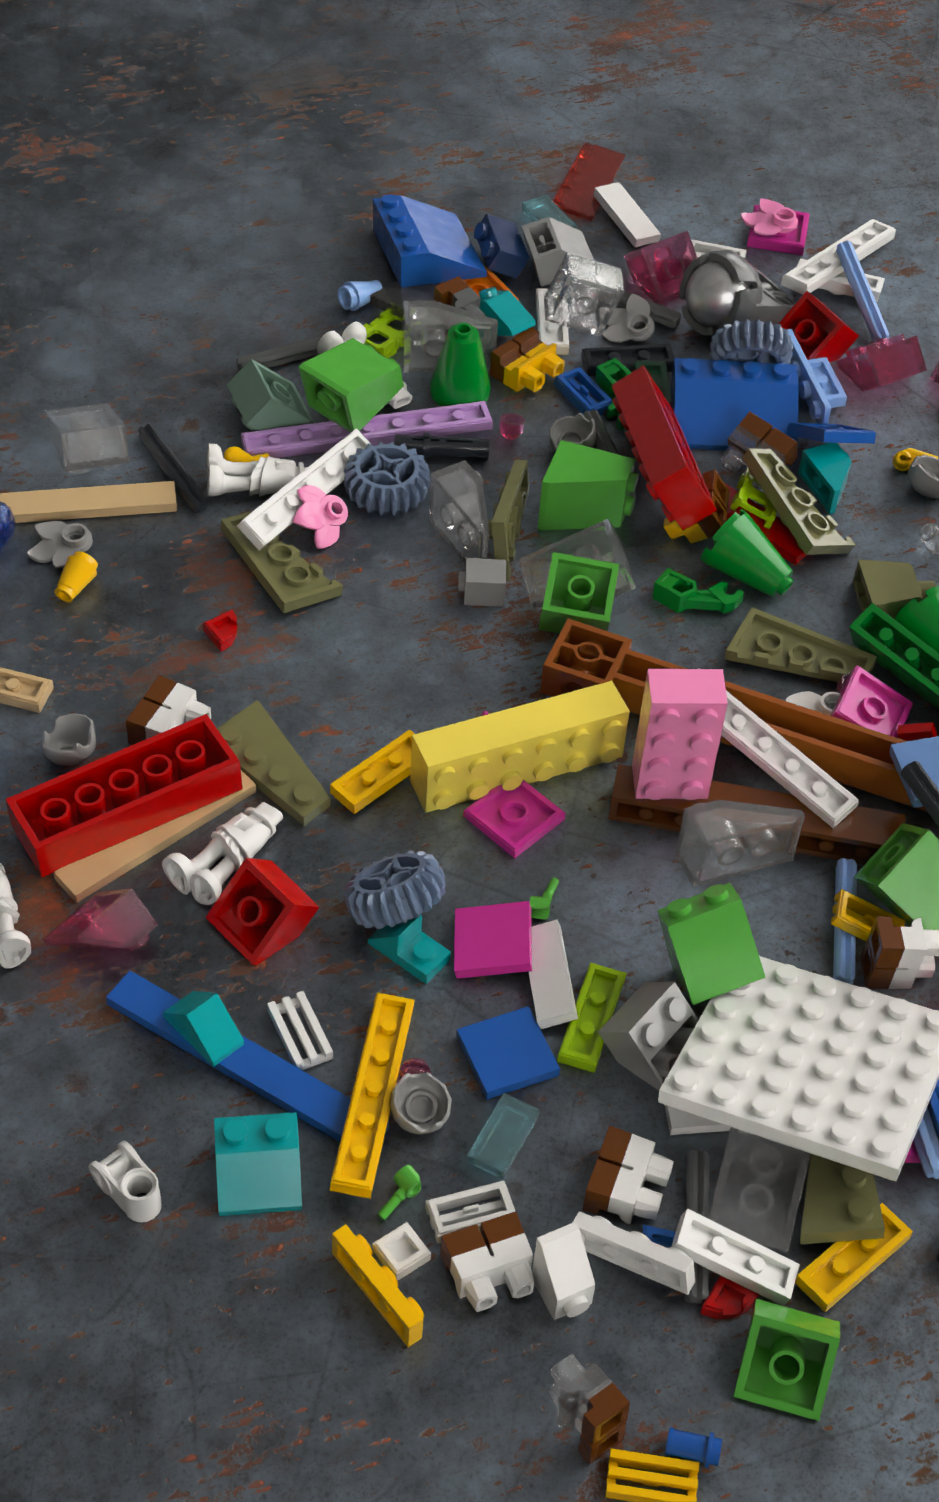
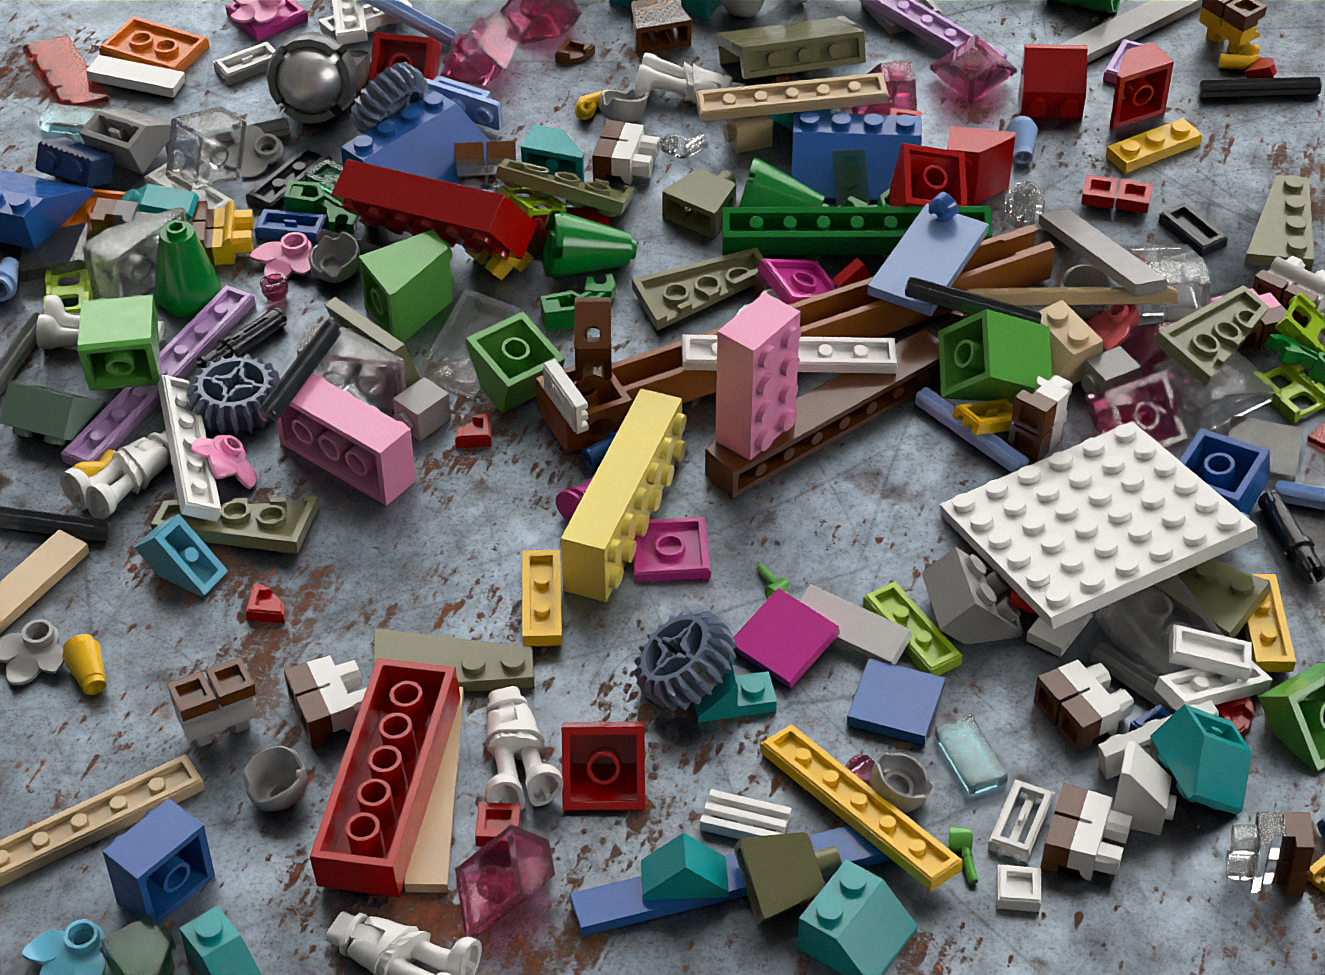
camera: 45 degrees left, 5 degrees down
(94, 658) = (214, 704): none -> reddish brown hips
(153, 887) = (494, 818): none -> red plate
(212, 557) = (181, 556): none -> medium azure slope
(254, 1081) = (782, 872): none -> olive torso
(378, 1285) = (1043, 919): yellow plate -> none
(404, 558) = (349, 439): none -> bright pink brick
(408, 486) = (299, 371): none -> black axle
(503, 628) = (475, 433): none -> red tile
(548, 408) = (285, 256): none -> bright pink plate
(556, 644) = (565, 396): none -> white tile
(621, 621) = (593, 354): none -> reddish brown torso
(637, 1298) = (1205, 758): none -> teal slope
(661, 266) = (229, 85): clear pink slope -> none
(669, 202) = (154, 45): none -> orange tile
(710, 943) = (946, 501): bright green slope -> none
(735, 838) = (845, 434): clear slope -> none
(758, 1231) = (1210, 652): none -> white tile
(831, 433) = (522, 120): blue tile -> none
(881, 511) = (624, 152): none -> white hips

